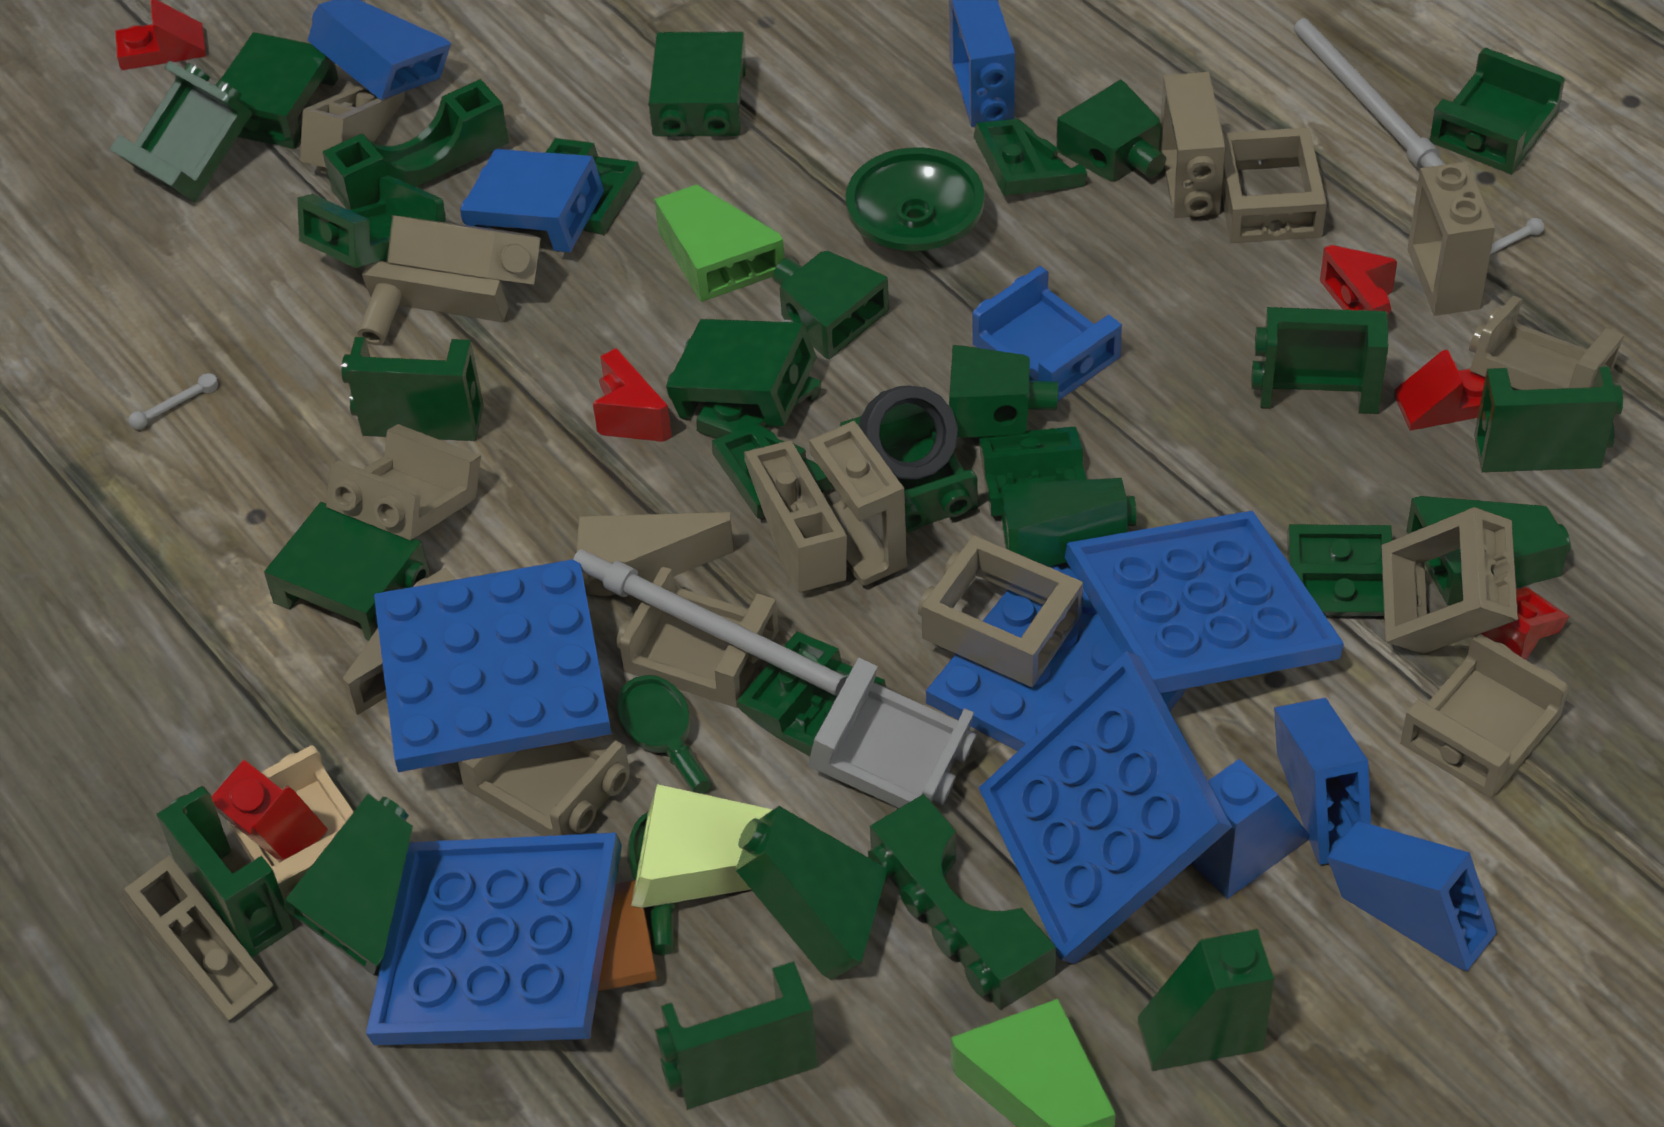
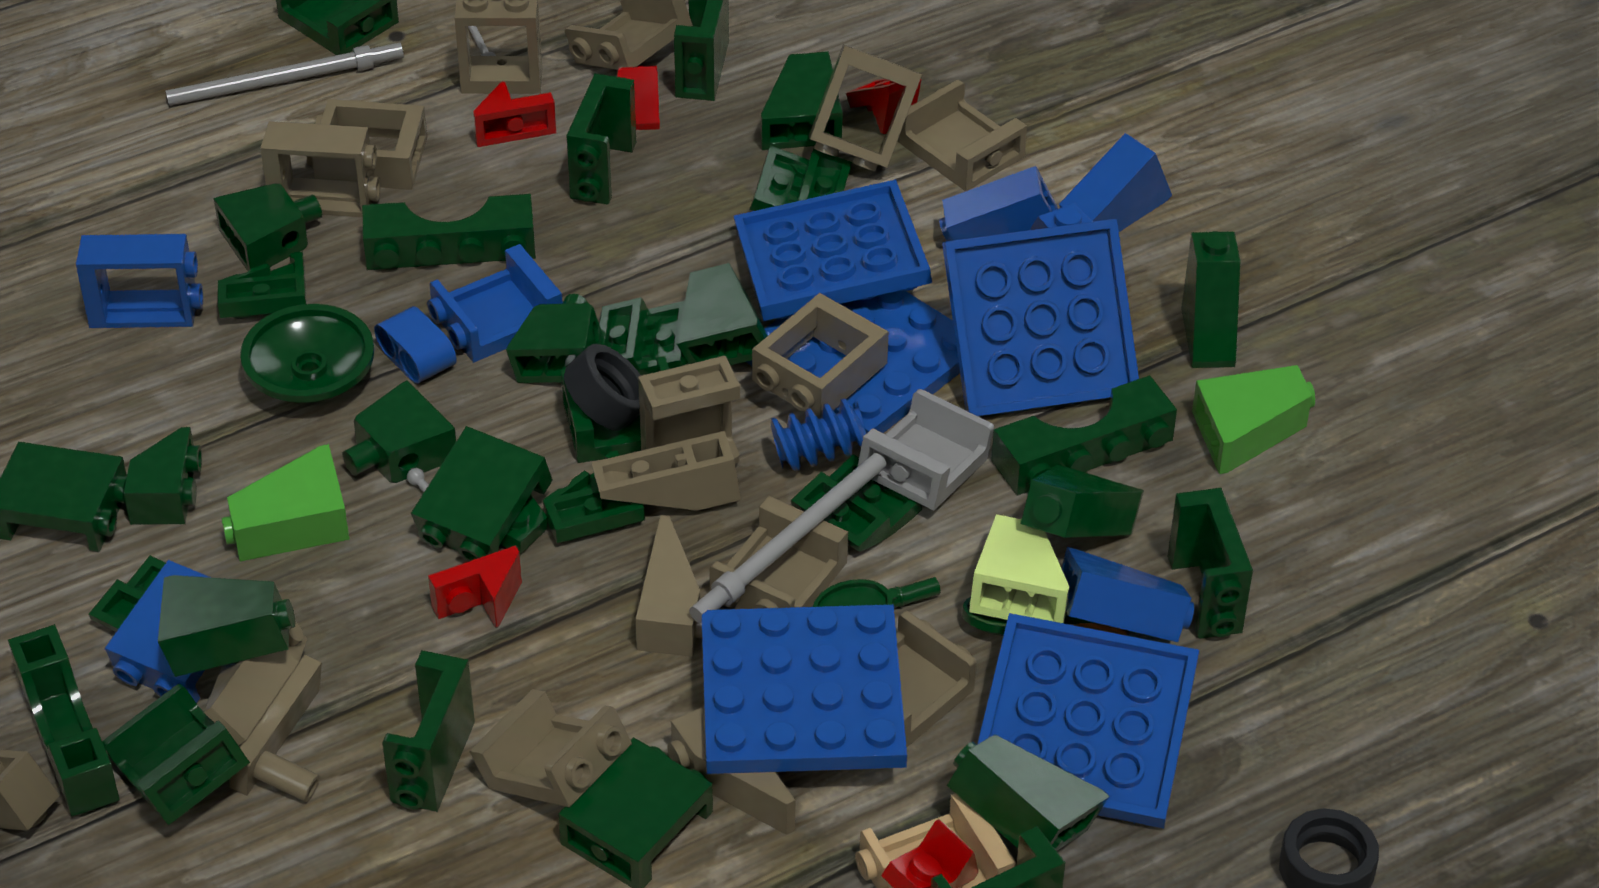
camera: 85 degrees left, 5 degrees down
(488, 190) = (221, 621): none -> dark green slope
(681, 947) = (1125, 597): none -> blue slope
(736, 146) = (162, 480): none -> dark green slope
(889, 636) = (818, 434): none -> blue piece
(965, 282) = (415, 344): none -> blue beam
(1162, 314) = (402, 239): none -> dark green arch

